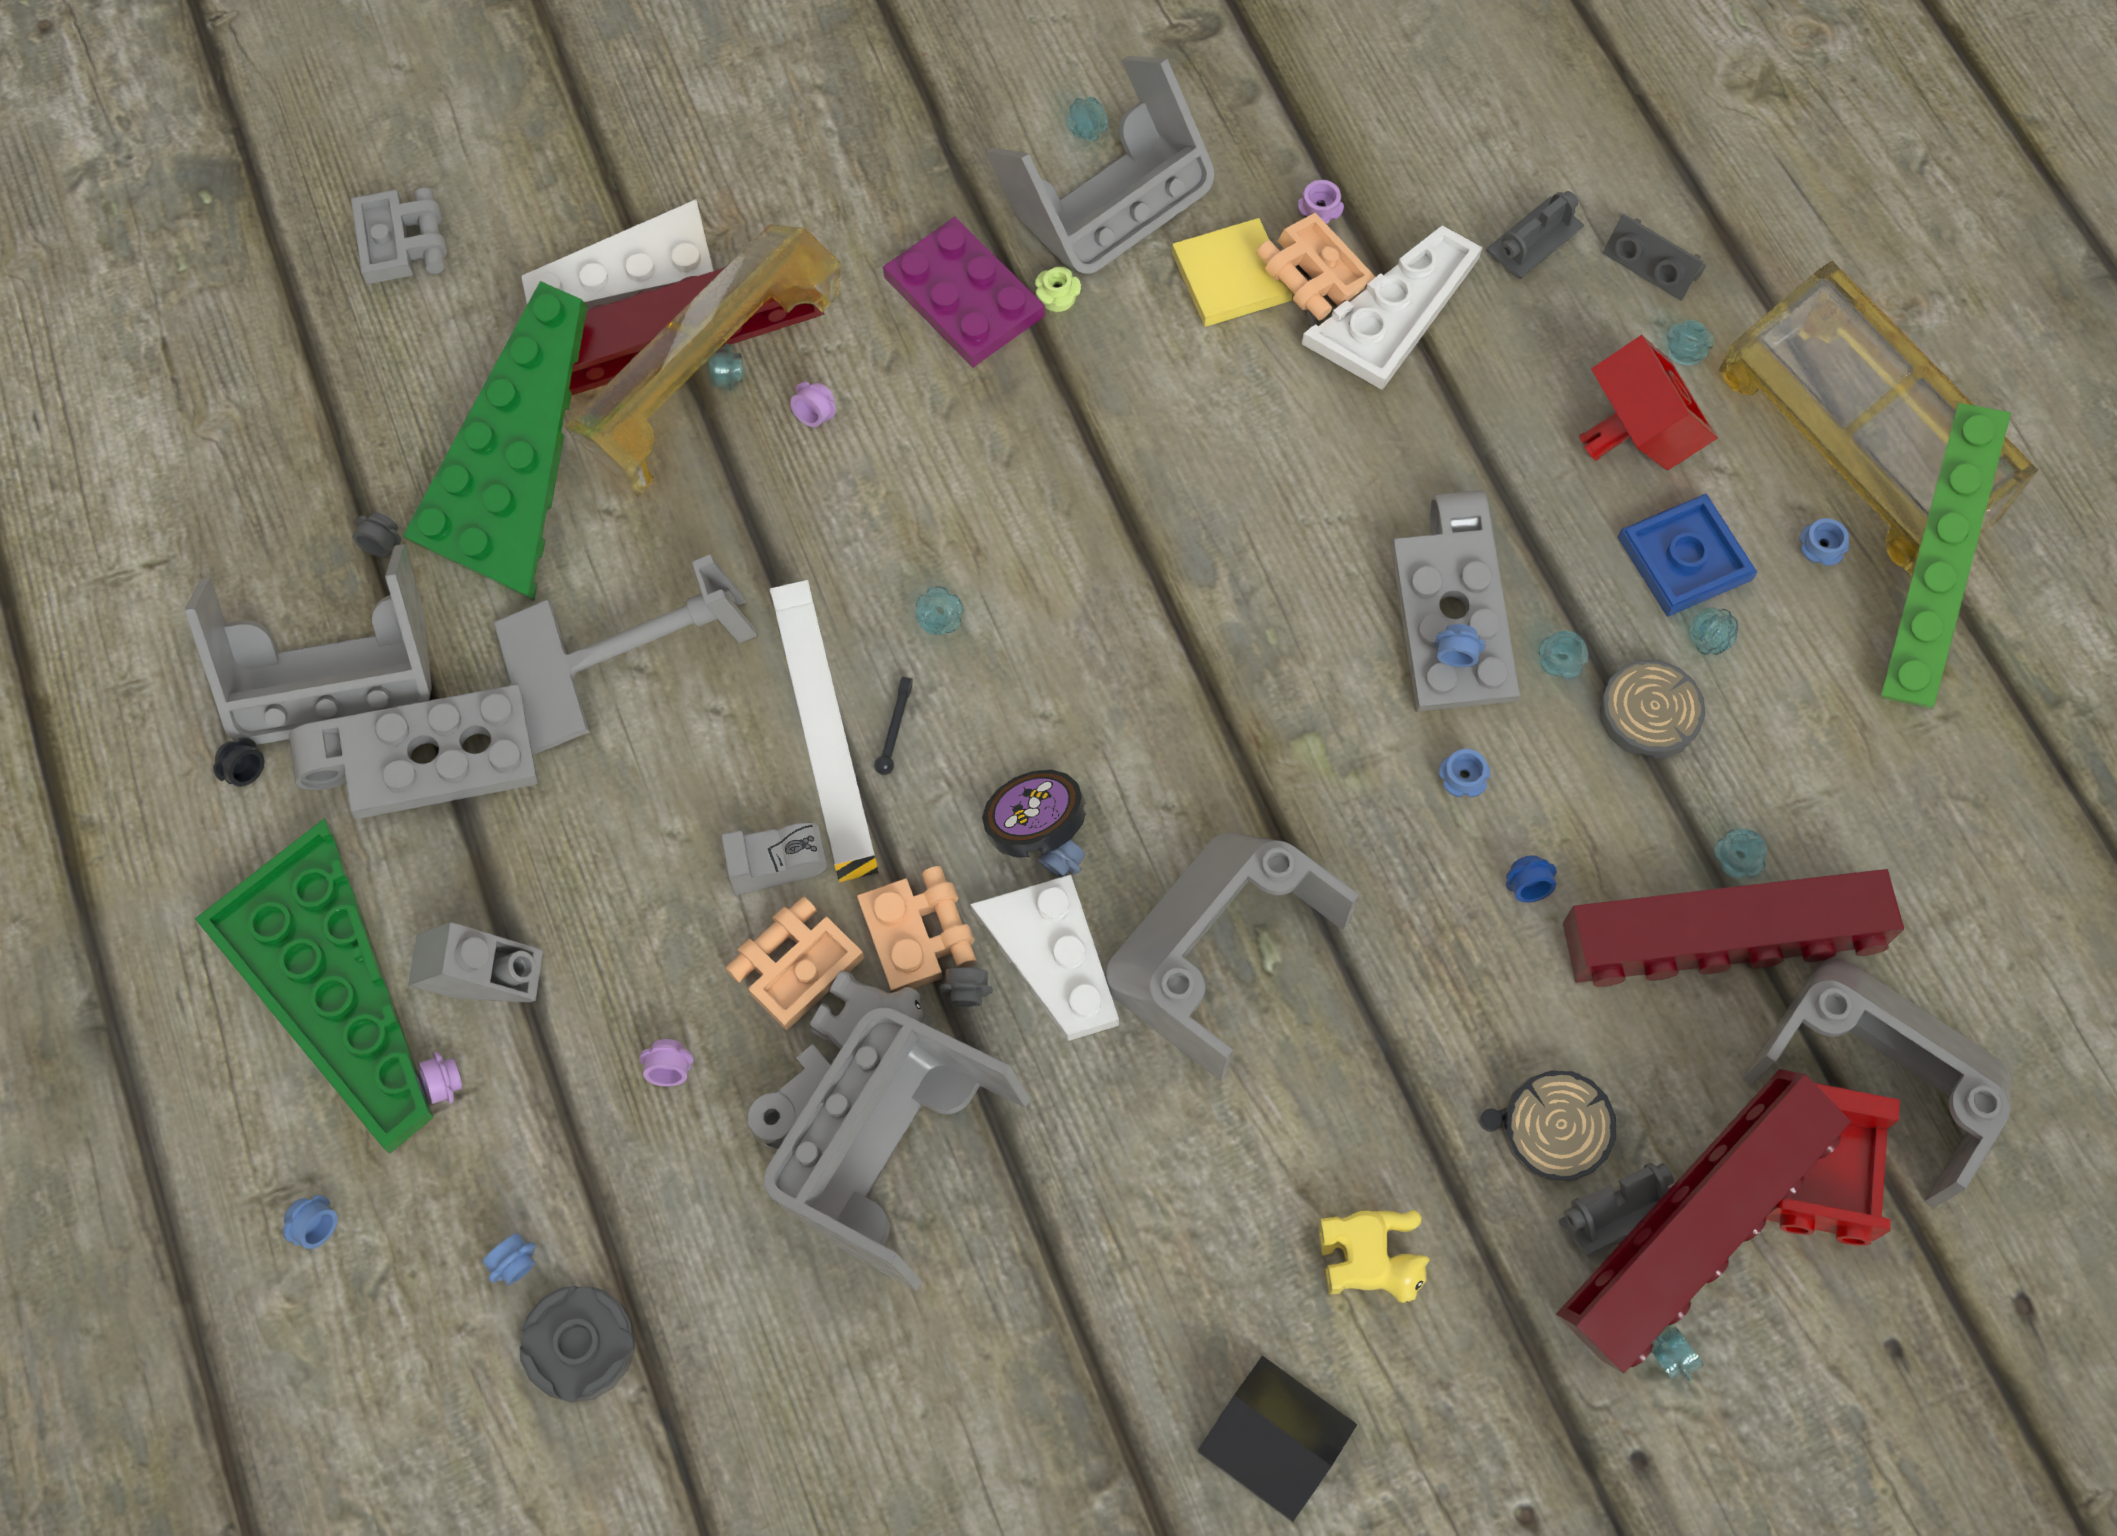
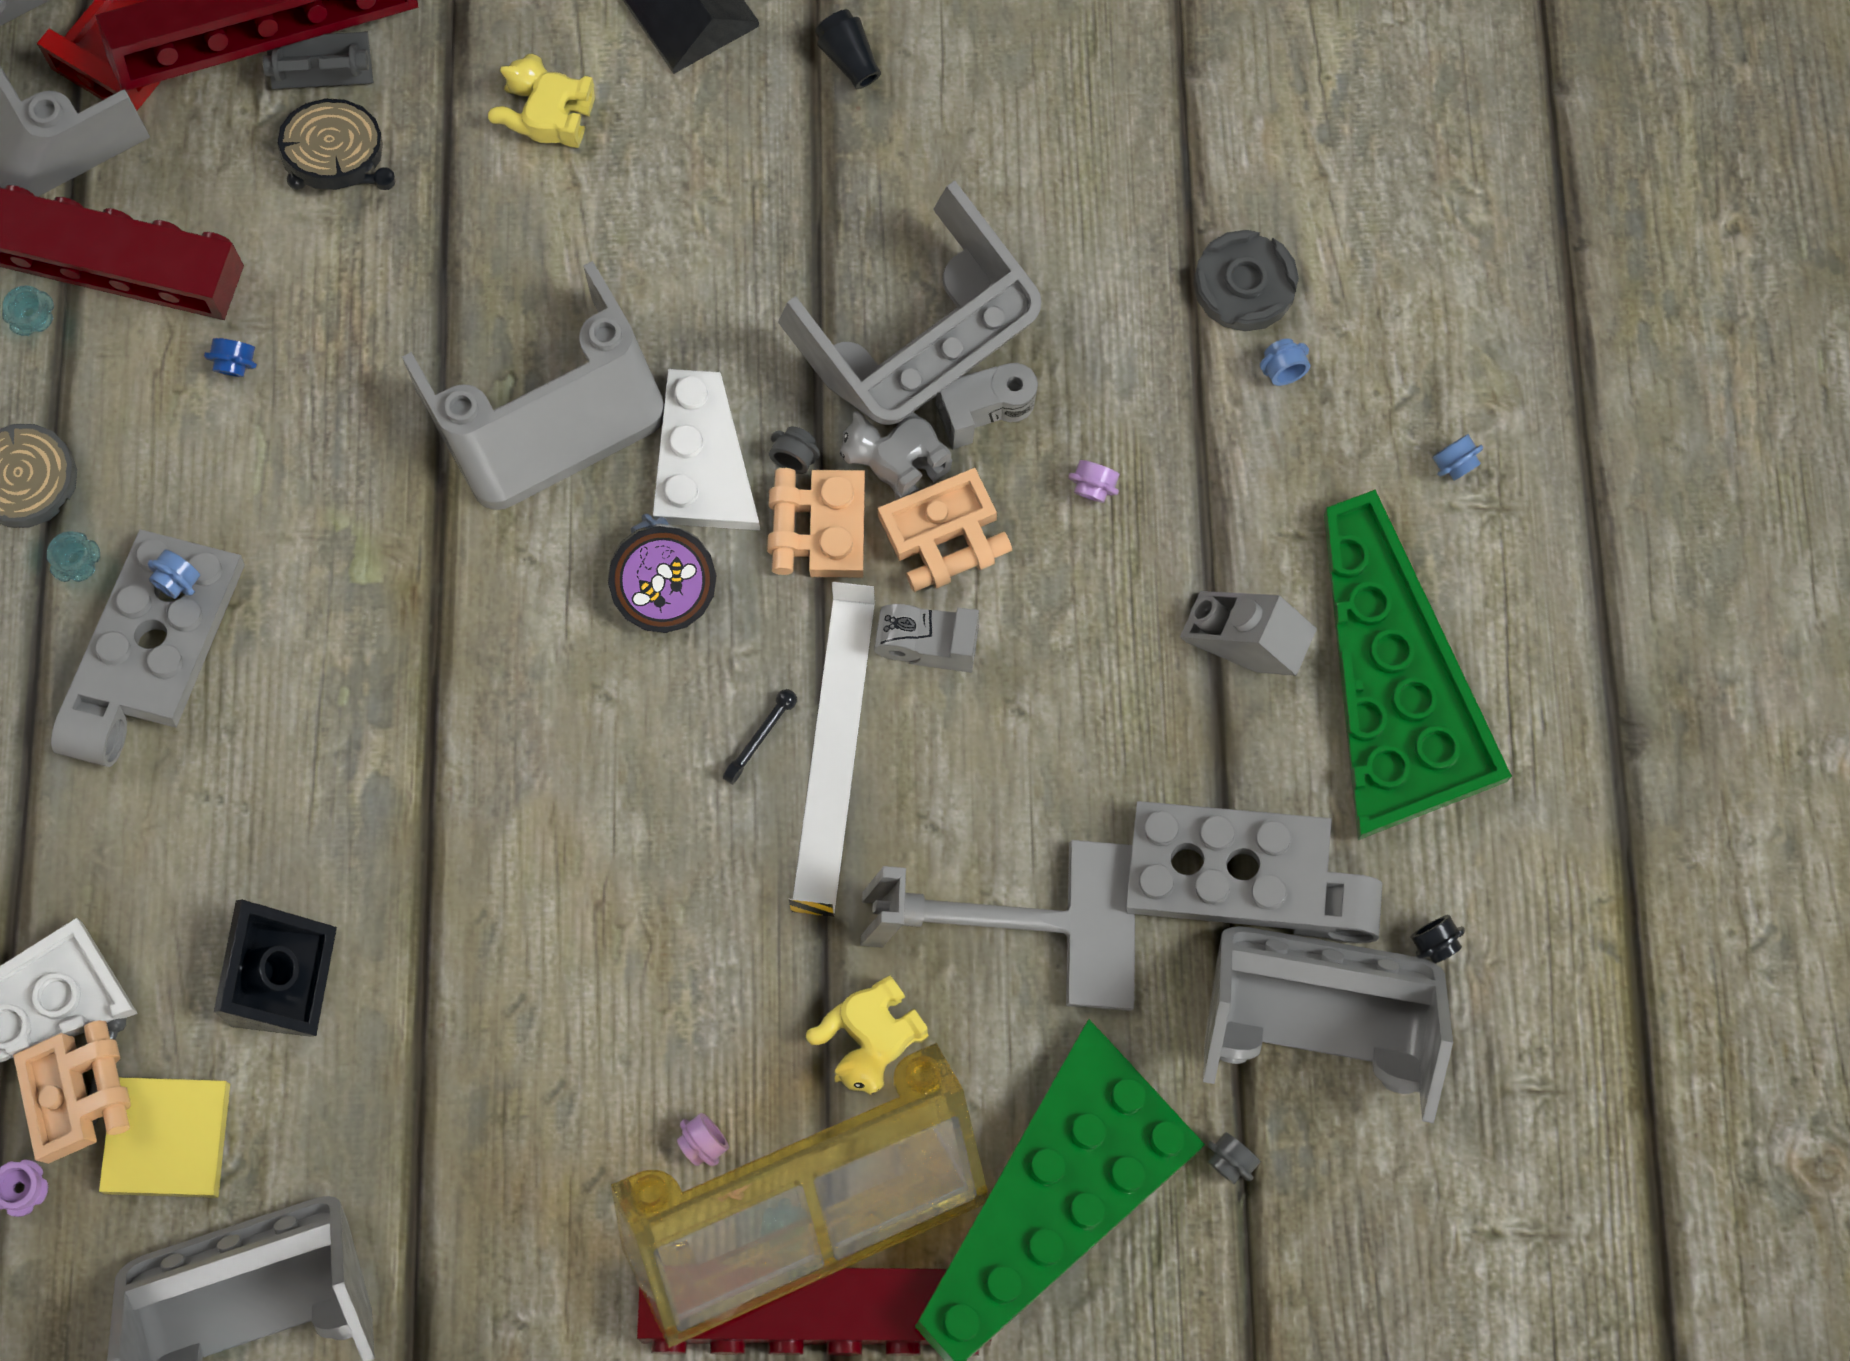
camera: 160 degrees left, 5 degrees up
(439, 1078) = (1308, 542): lavender plate -> none
(700, 525) = (872, 1026): none -> light yellow animal
(930, 619) = (666, 833): clear light blue plate -> none
(964, 291) = (475, 1233): magenta plate -> none
(1057, 298) = (380, 1201): yellowish green plate -> none
(1085, 1447) = (847, 46): none -> black cone
(1209, 399) = (274, 971): none -> black slope
(1468, 761) = (234, 464): medium blue plate -> none

